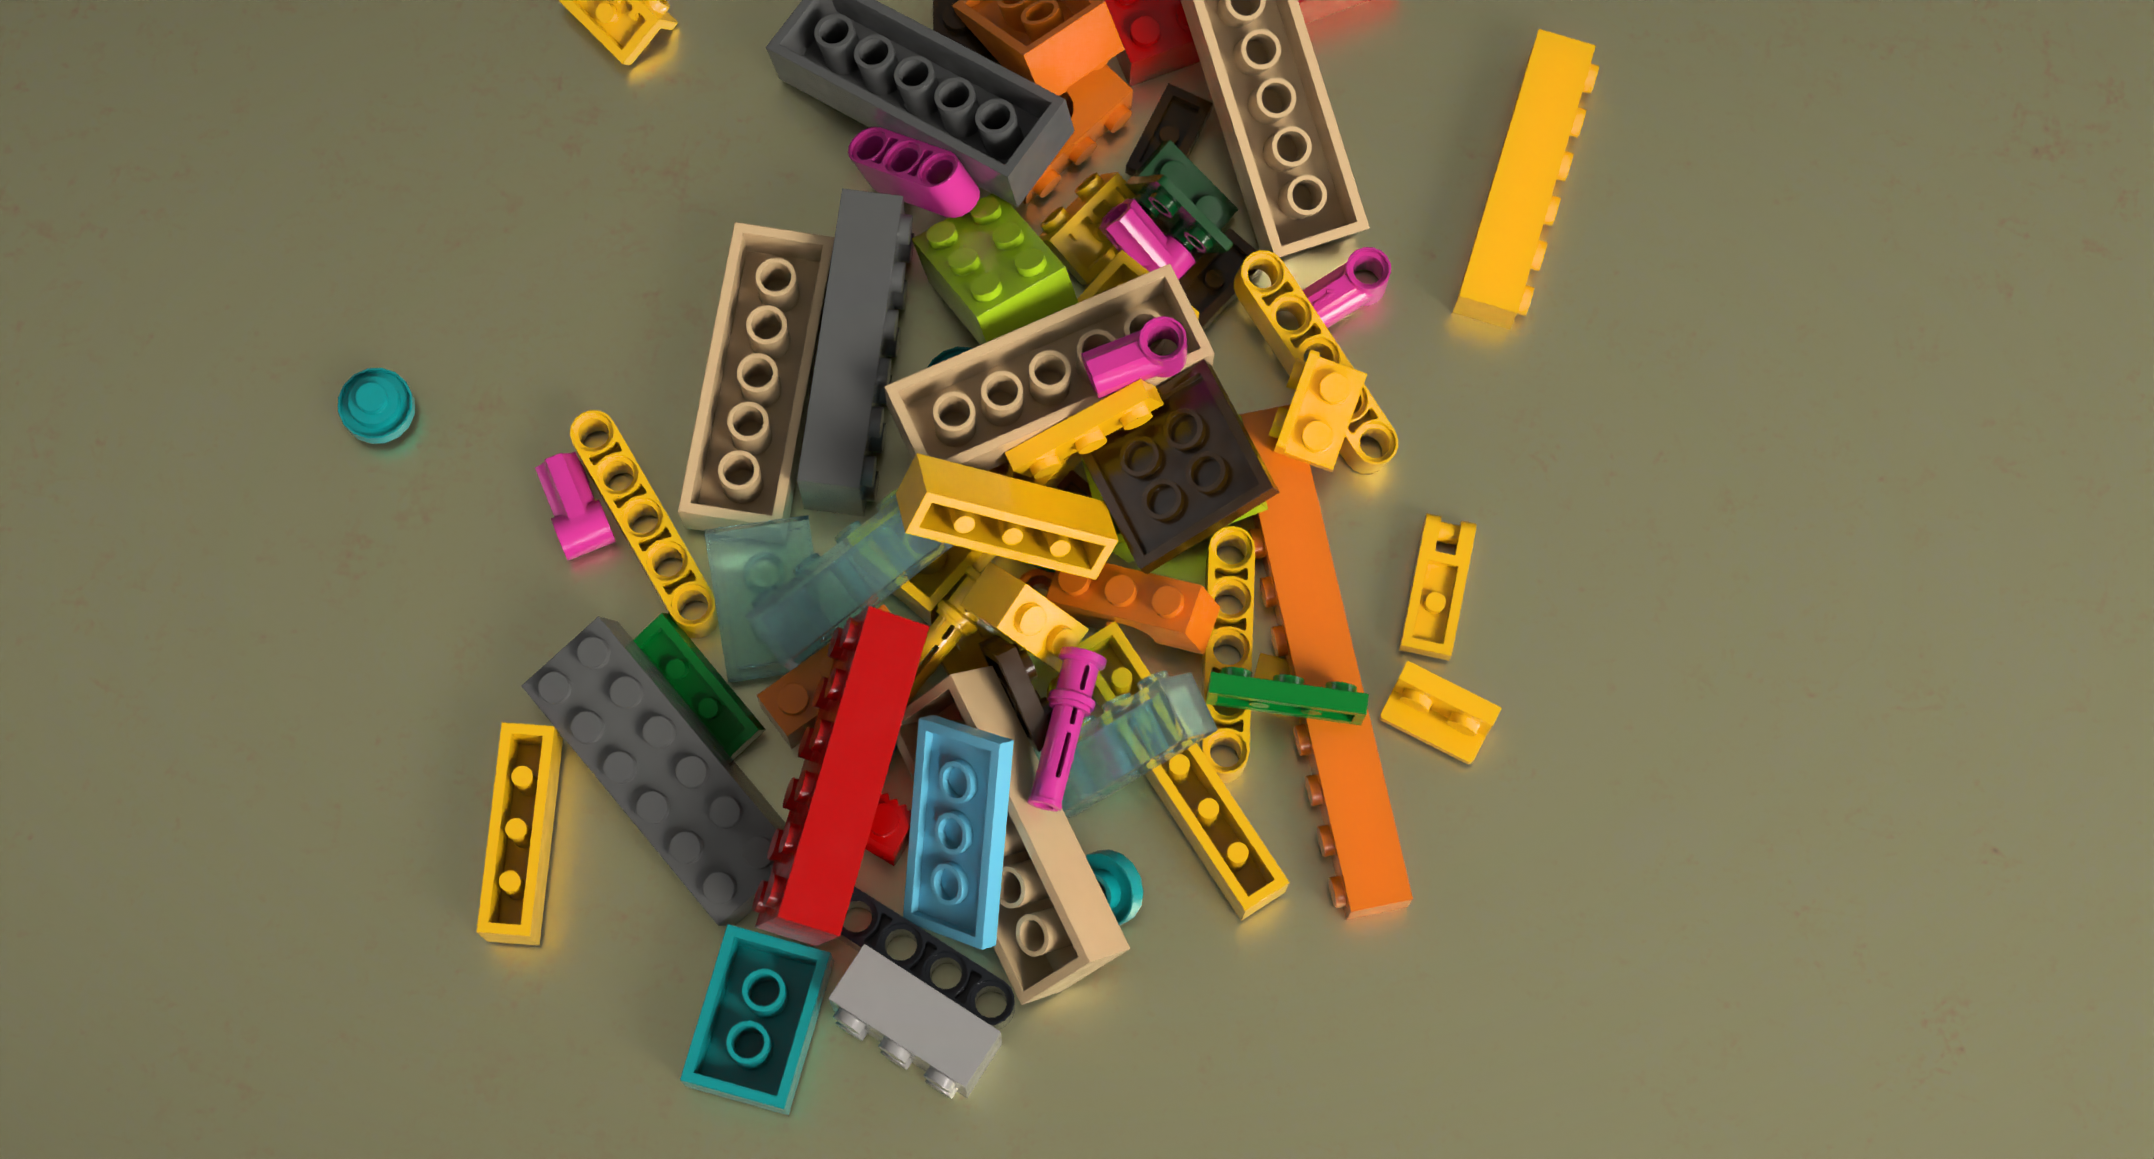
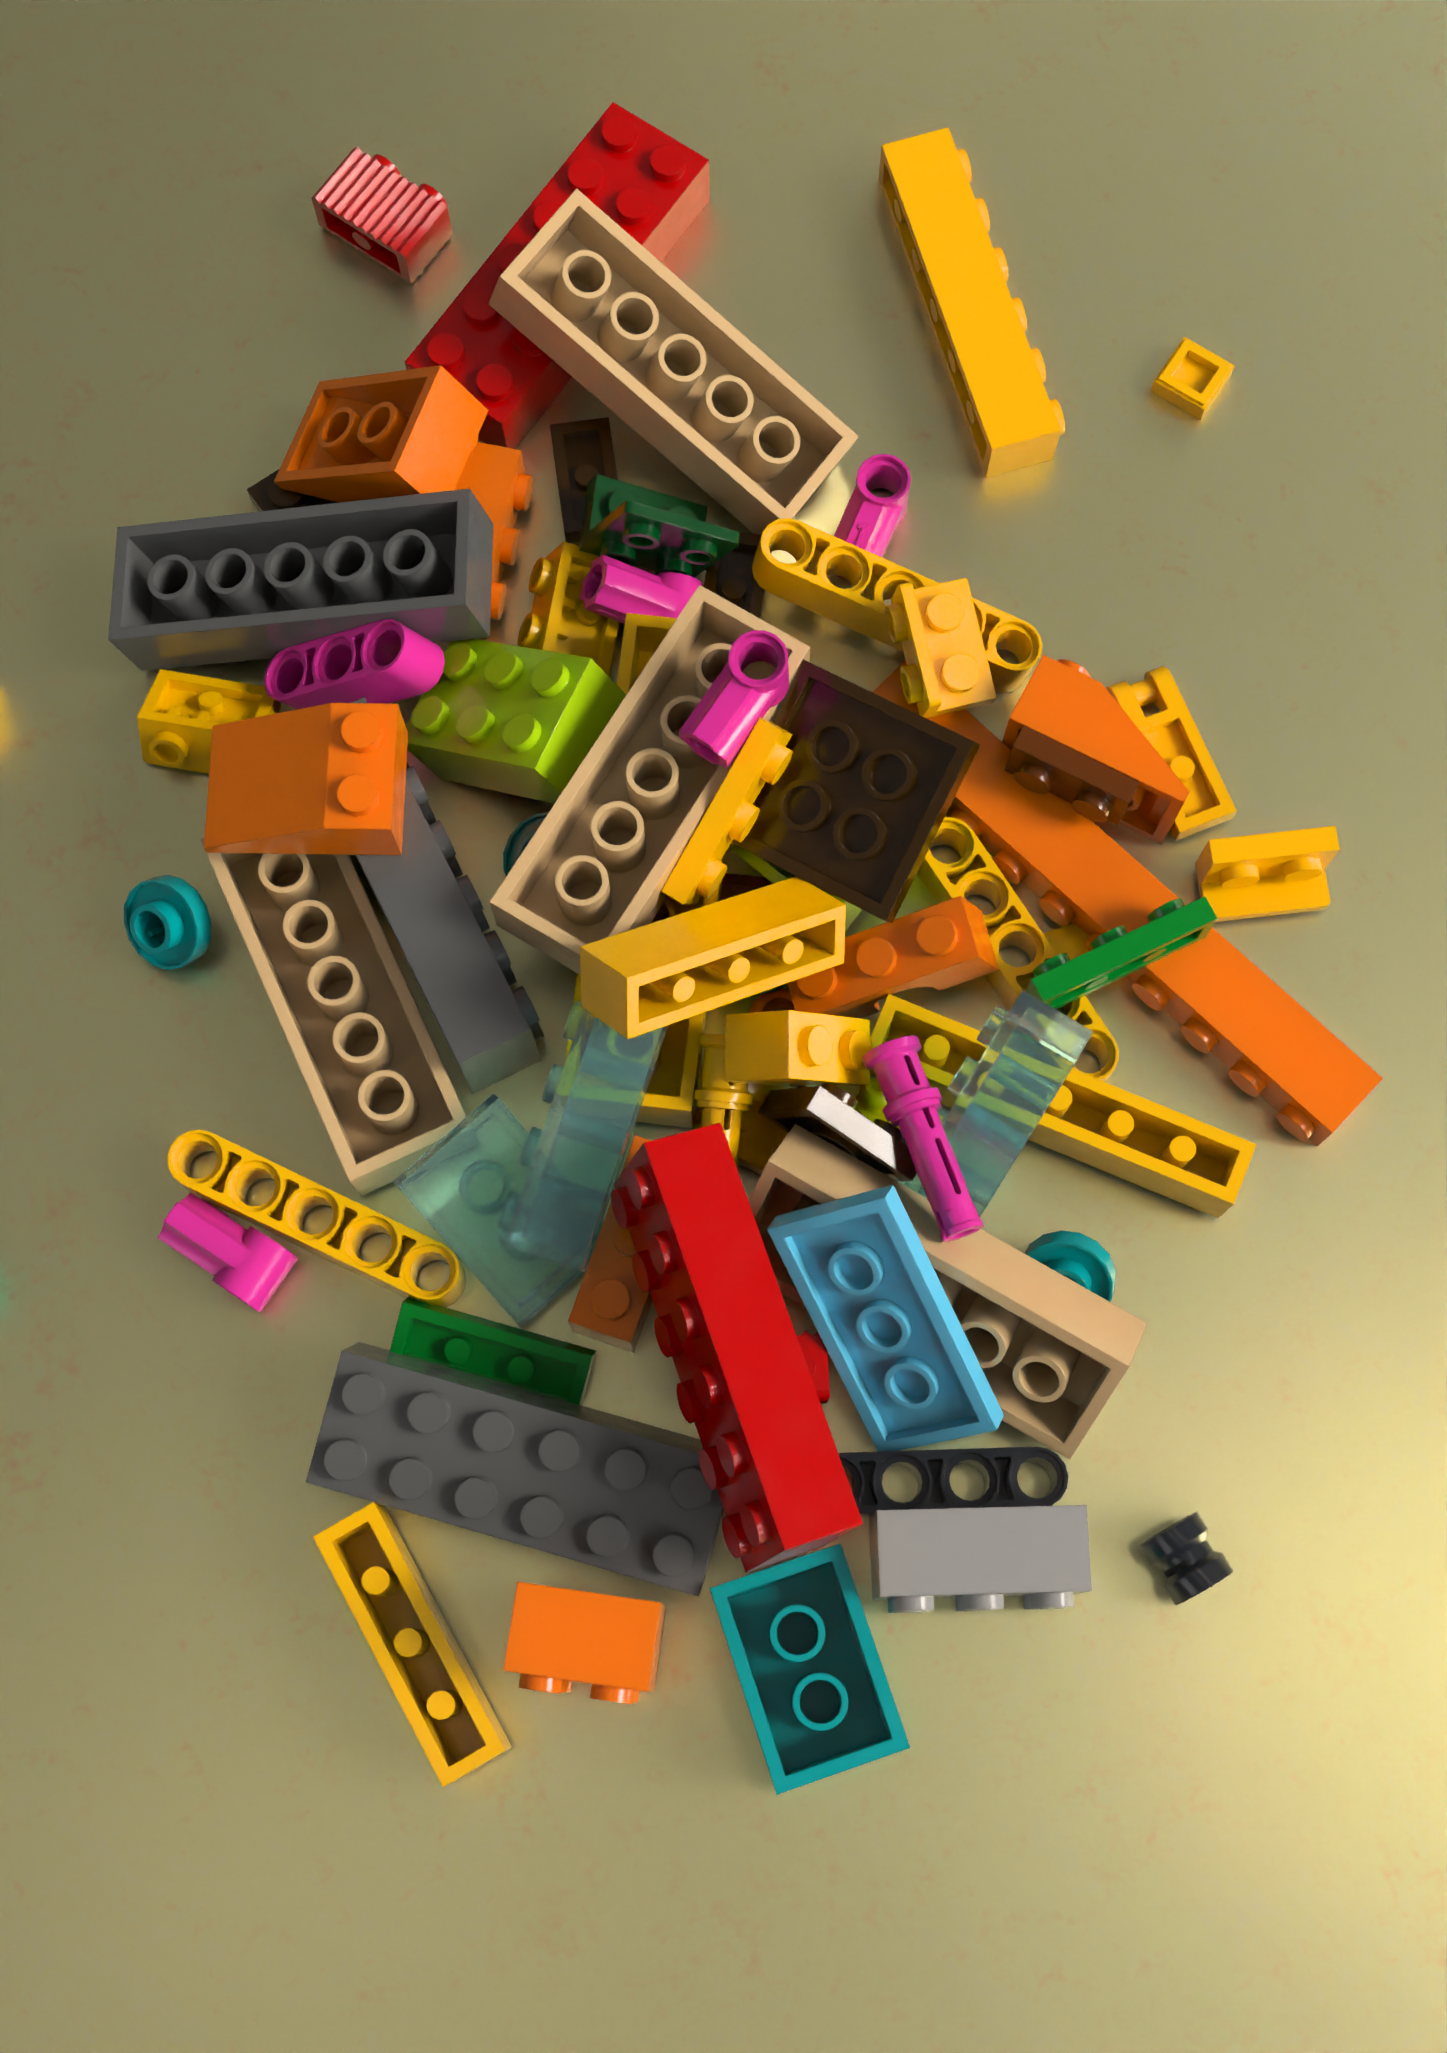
camera: 30 degrees left, 0 degrees up
(626, 903) = (585, 1639): none -> orange brick
(680, 262) = (167, 922): none -> teal plate
(796, 144) = (183, 709): none -> yellow bracket
(825, 231) = (309, 782): none -> orange slope
(1054, 1122) = (1186, 1558): none -> black wheel
(1351, 573) = (1055, 768): none -> reddish brown plate
(1369, 537) = (1084, 716): none -> orange slope
(1650, 335) = (1192, 378): none -> yellow tile

